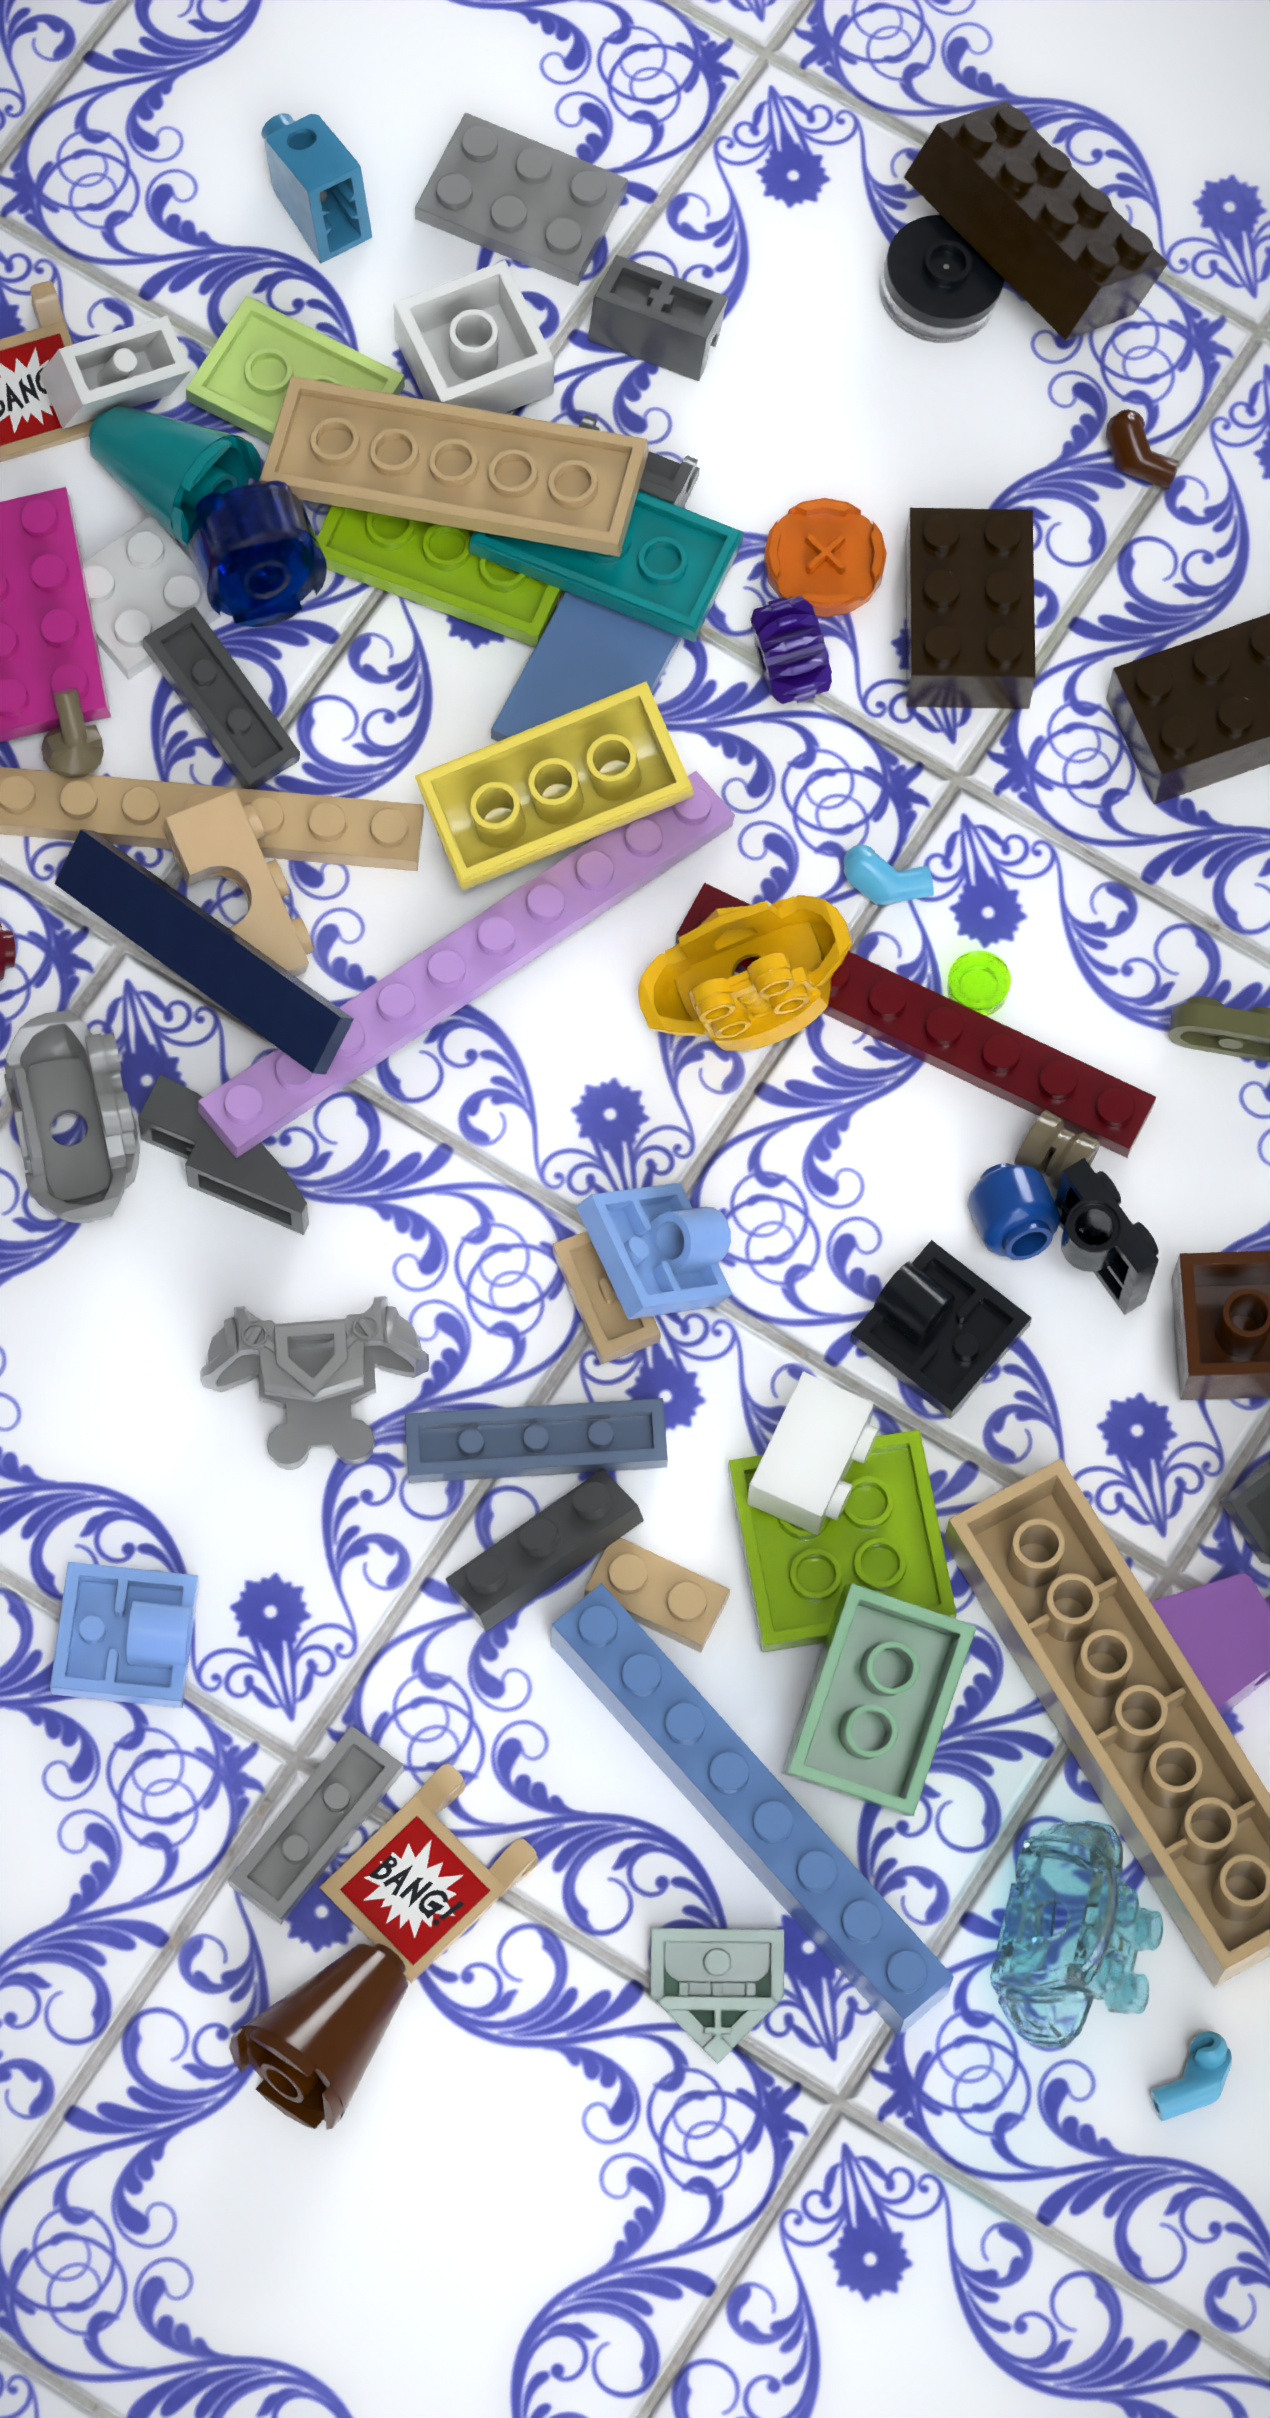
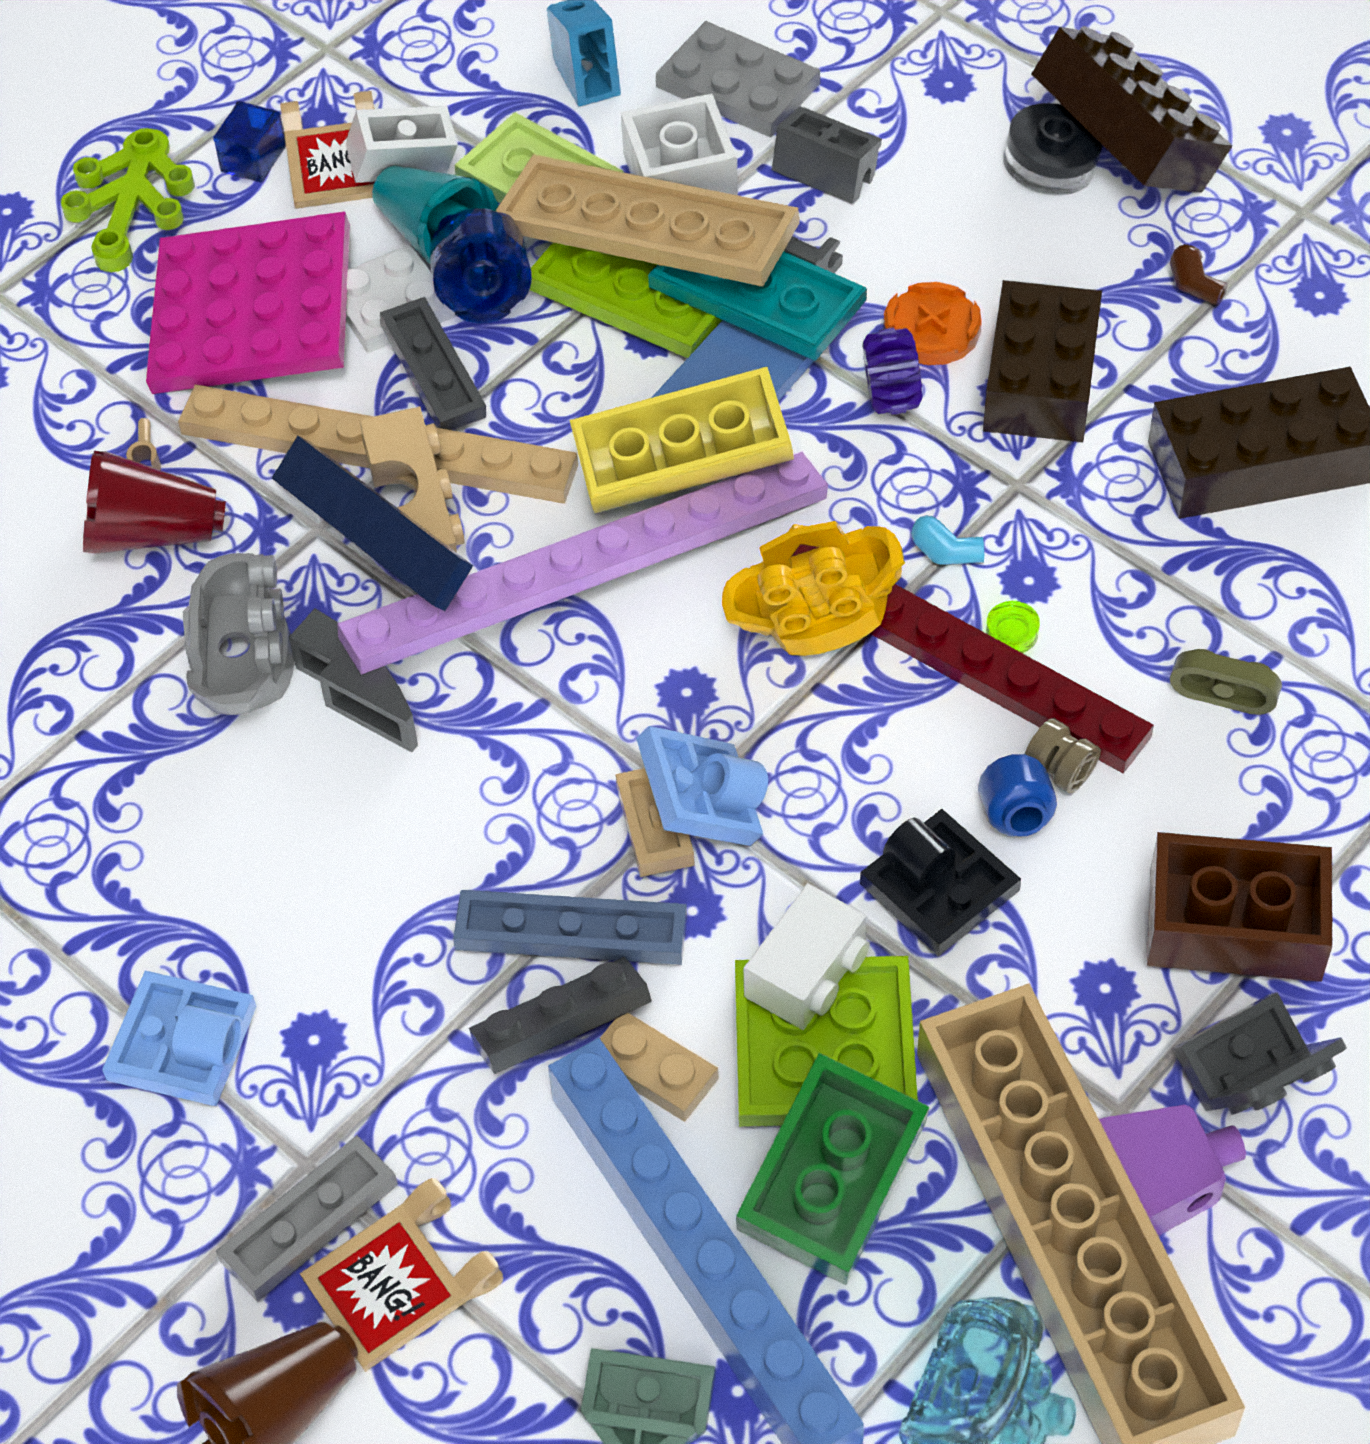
camera: 15 degrees right, 15 degrees down
(72, 747) = (308, 383): dark tan plate -> none
(315, 1374) = (390, 851): light grey piece -> none
(1102, 1237) = (1094, 816): black plate -> none

